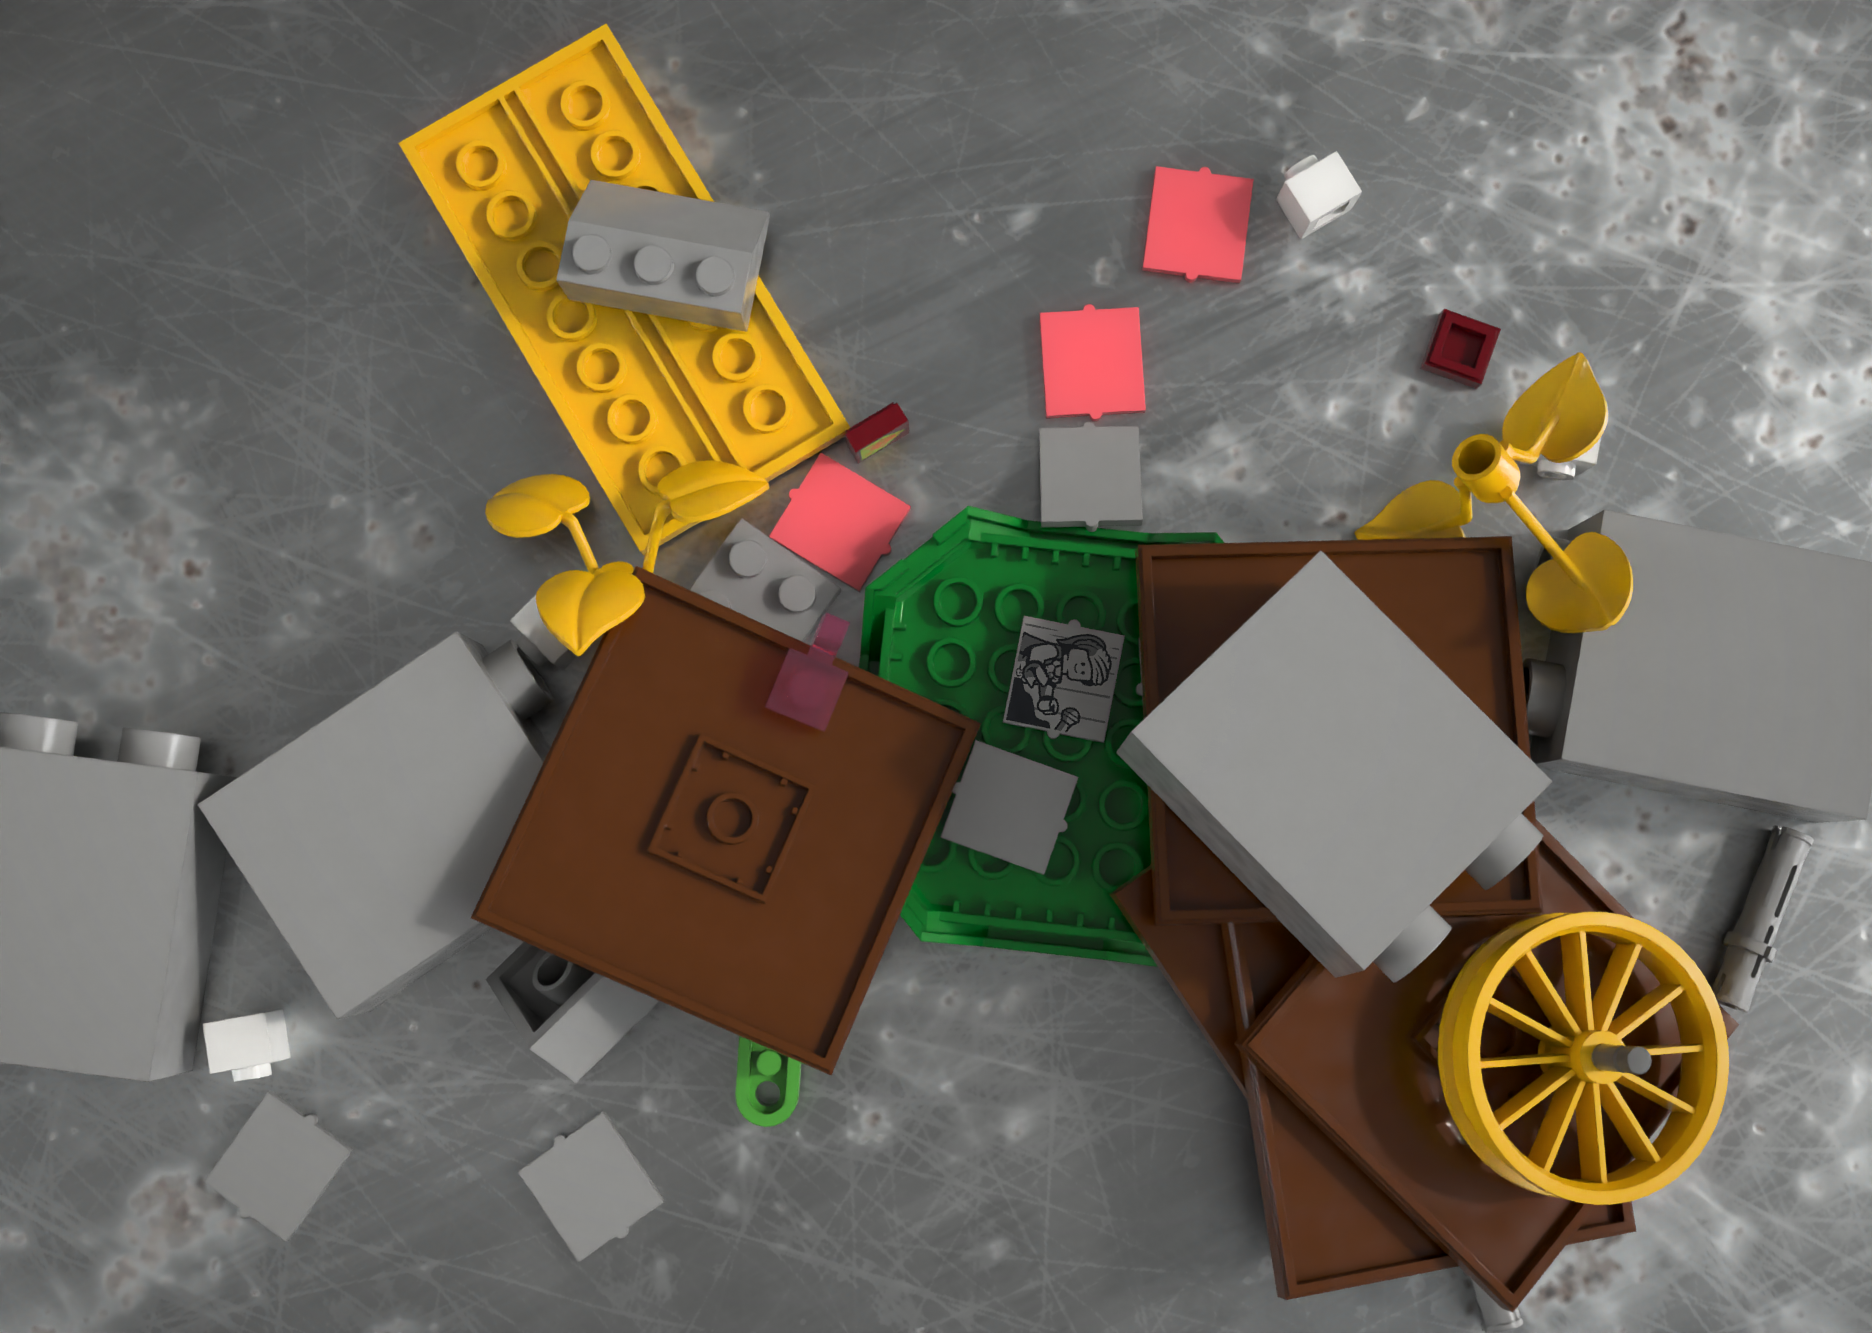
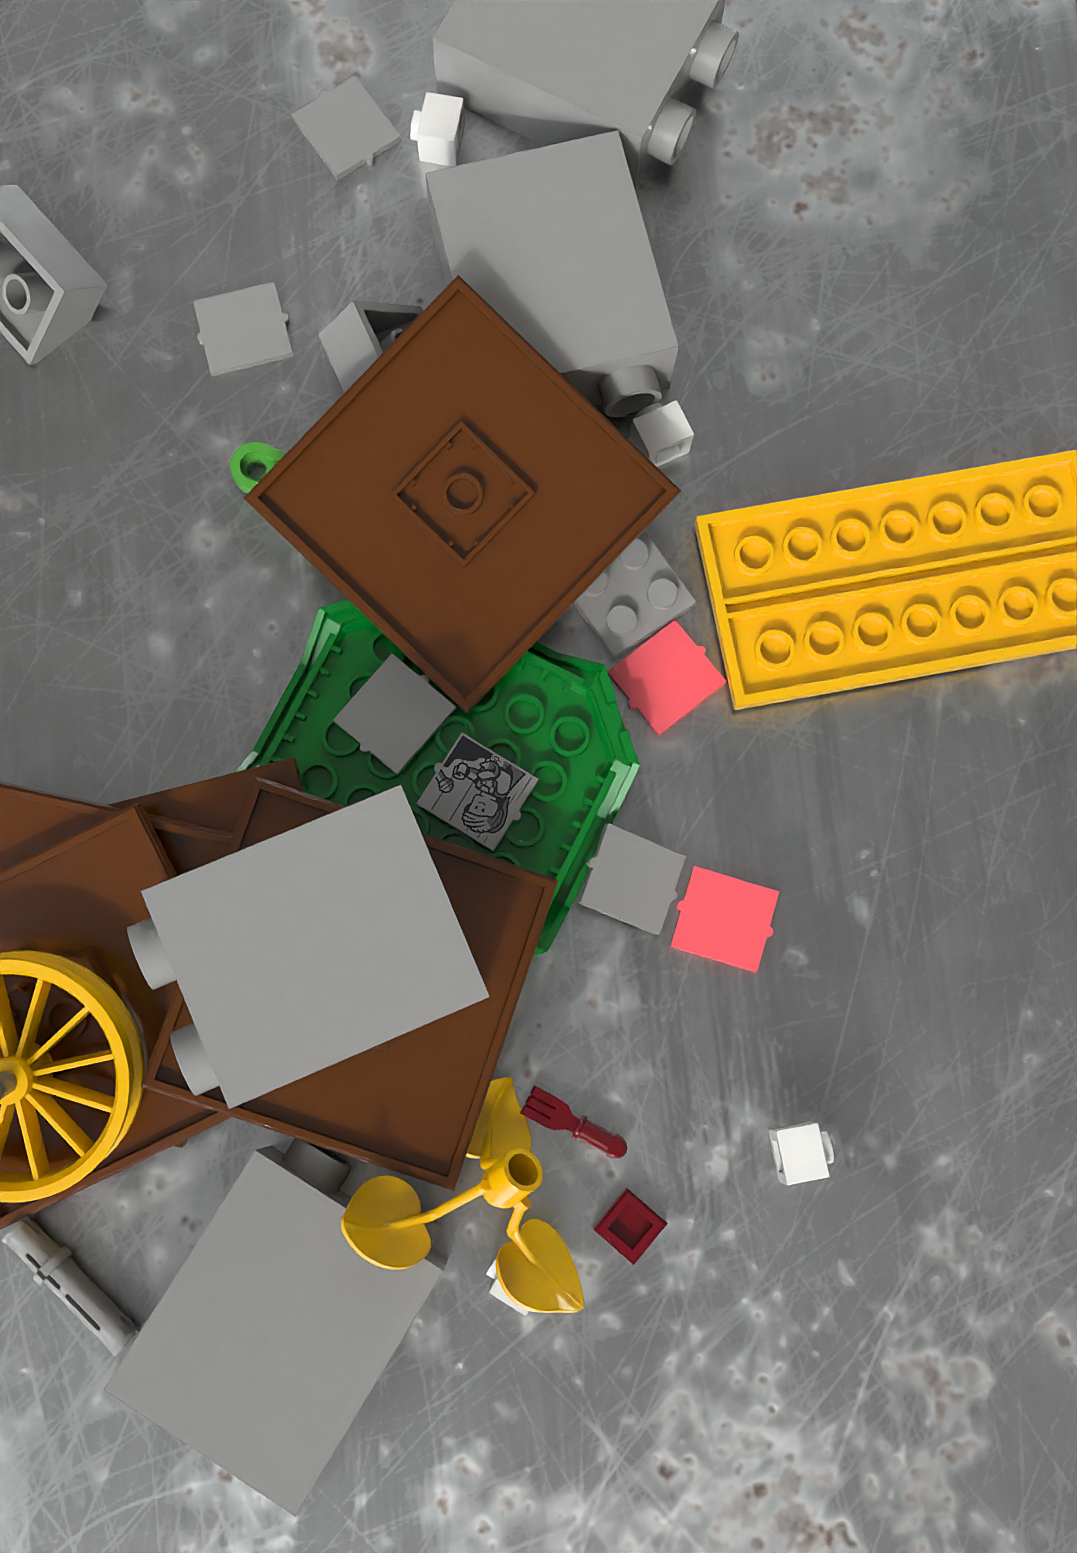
camera: 105 degrees right, 5 degrees down
(585, 604) = (663, 441): yellow plant -> none
(663, 255) = (924, 609): light grey slope -> none
(809, 683) = (545, 587): clear pink plate -> none
(877, 432) = (726, 725): dark red tile -> none
(1197, 224) = (809, 1047): coral piece -> none
(1376, 468) = (557, 1115): none -> dark red piece

